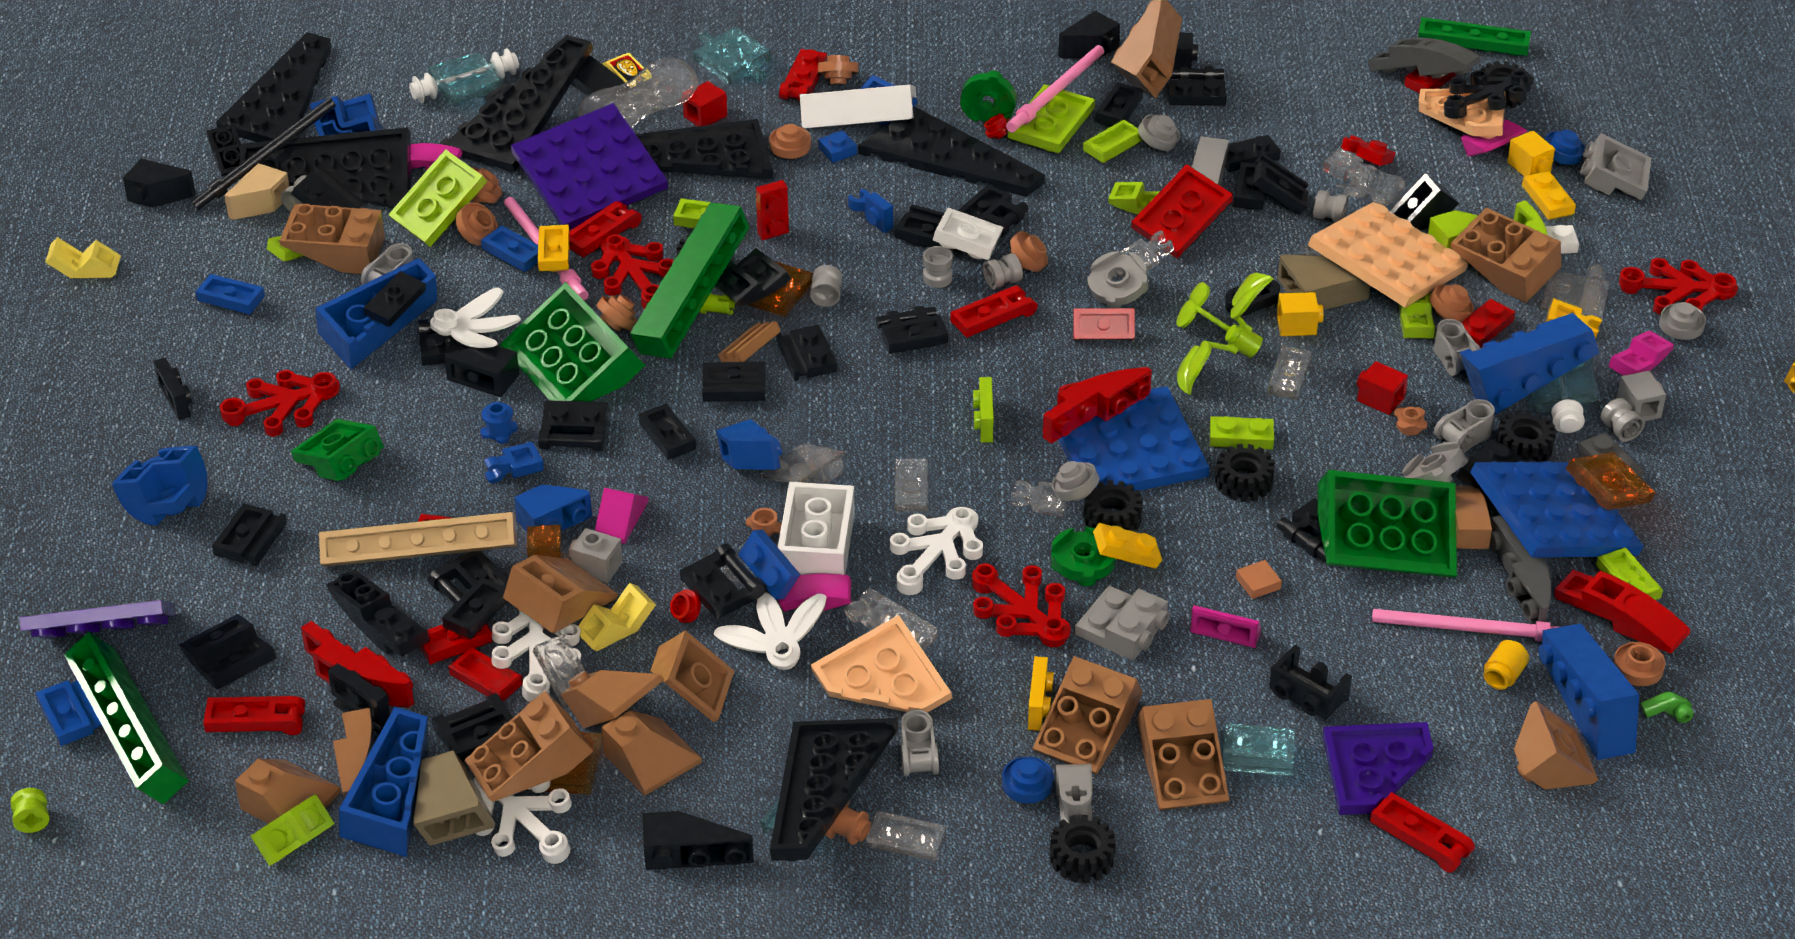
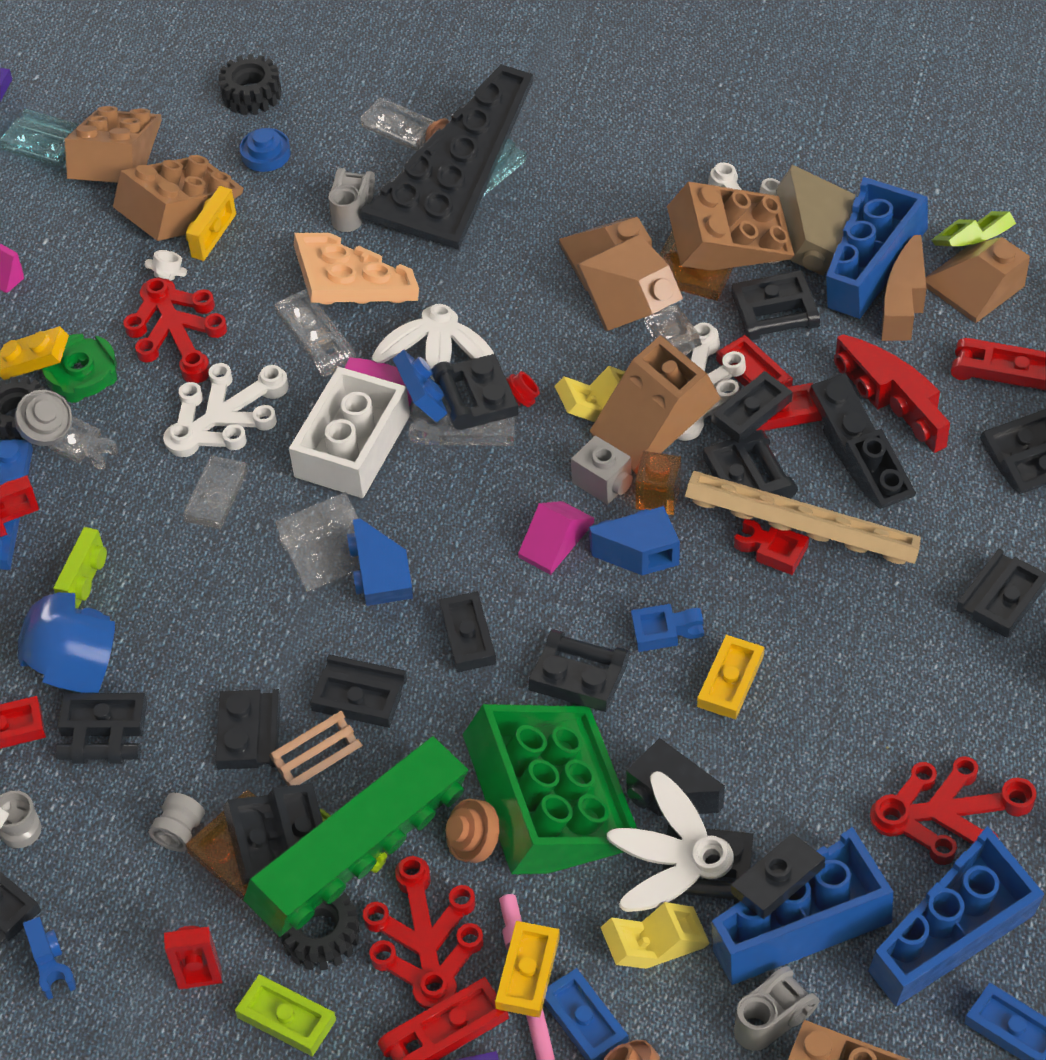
camera: 160 degrees left, 10 degrees up
(271, 323) = (959, 917): none -> blue wedge
(339, 448) = (883, 690): green plate -> none
(356, 694) = (892, 334): black plate -> none
(456, 441) = (730, 677): none -> yellow plate
(462, 293) = (662, 936): none -> light yellow slope
(498, 422) = (672, 695): blue brick -> none
(689, 841) = (601, 152): black slope -> none
(694, 673) = (546, 305): medium nougat slope -> none
(764, 519) = (401, 474): nougat plate -> none
(960, 350) = (66, 643): none -> blue brick
(1055, 641) = (166, 265): none -> white plate
(1074, 790) = (228, 126): light grey piece -> none
(1124, 621) = (83, 287): light grey plate -> none

